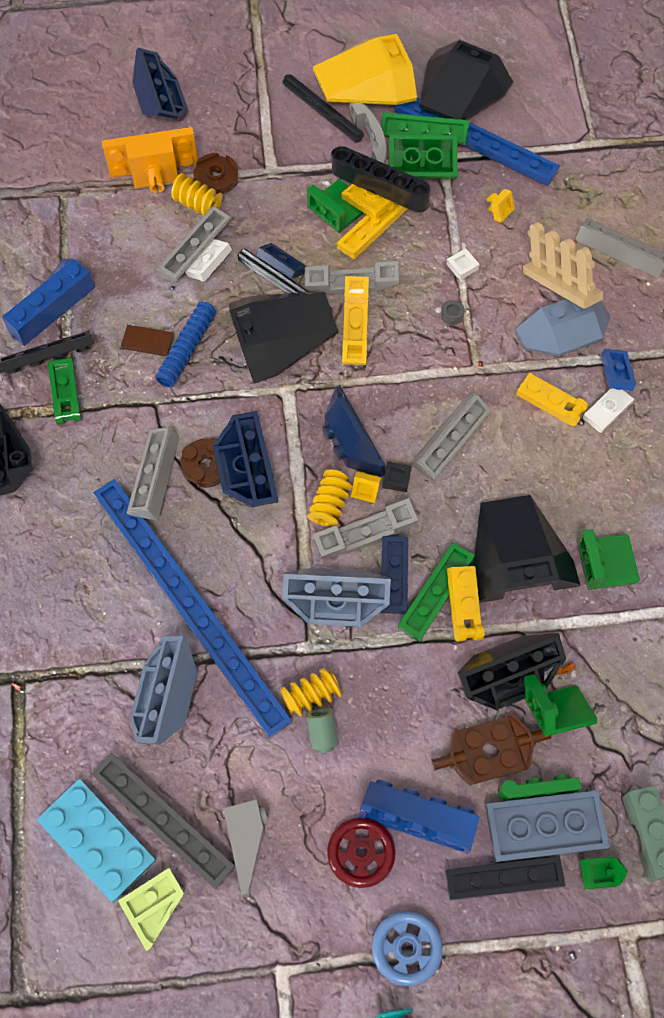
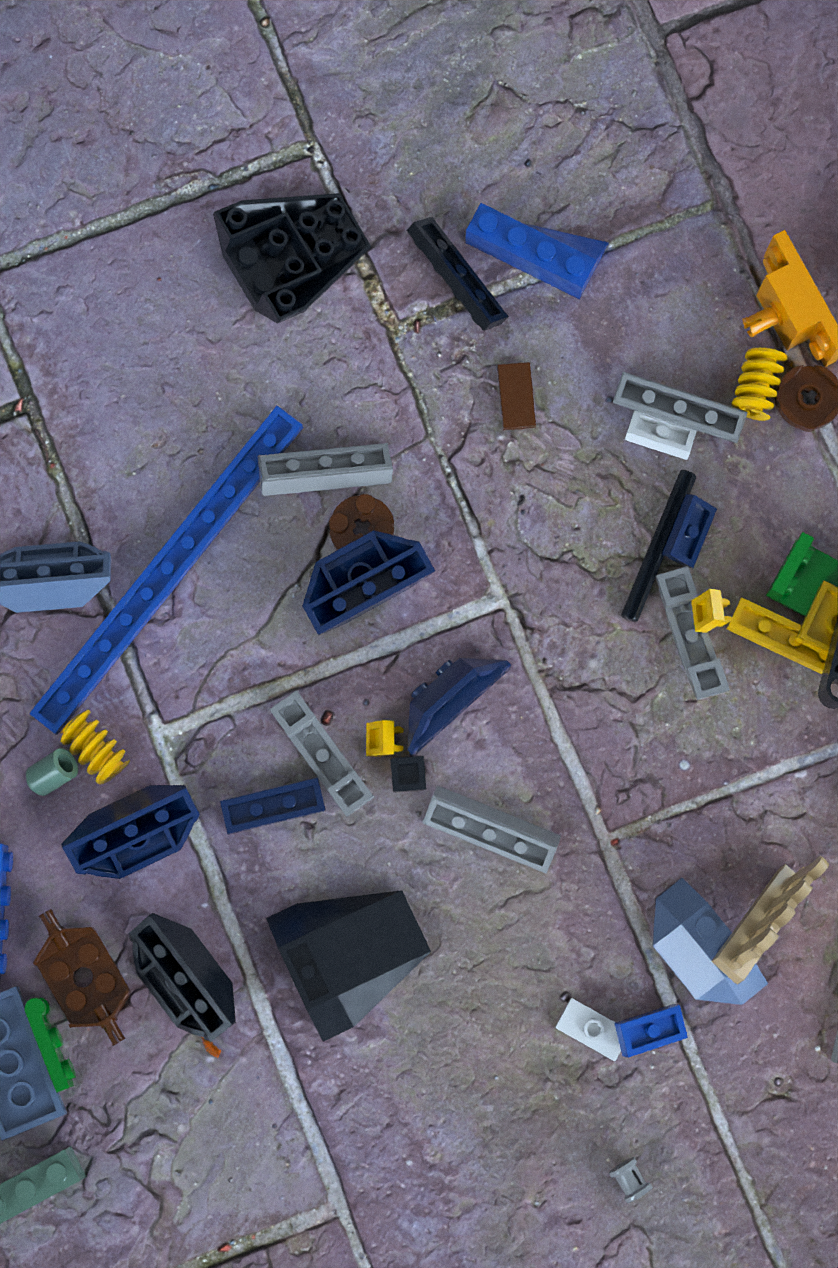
camera: 75 degrees right, 15 degrees up
(64, 390) = (410, 318): green plate -> none
(185, 344) = (522, 447): blue piece -> none
(281, 329) = (578, 560): black wedge -> none
(329, 498) = (348, 699): yellow piece -> none
(336, 595) = (223, 740): sand blue wedge -> none
(340, 260) = (709, 611): none -> yellow tile
(355, 320) = (622, 658): yellow slope -> none
(385, 676) = (132, 832): none -> dark blue wedge
(433, 594) = (265, 863): green plate -> none
(452, 312) = (682, 785): dark grey tile -> none
(462, 264) = (762, 779): white plate -> none
(465, 603) = (257, 902): yellow plate -> none
(552, 399) = (584, 949): yellow plate -> none
(557, 709) = (150, 1047): green bracket -> none
(607, 560) = (366, 1072): green bracket -> none

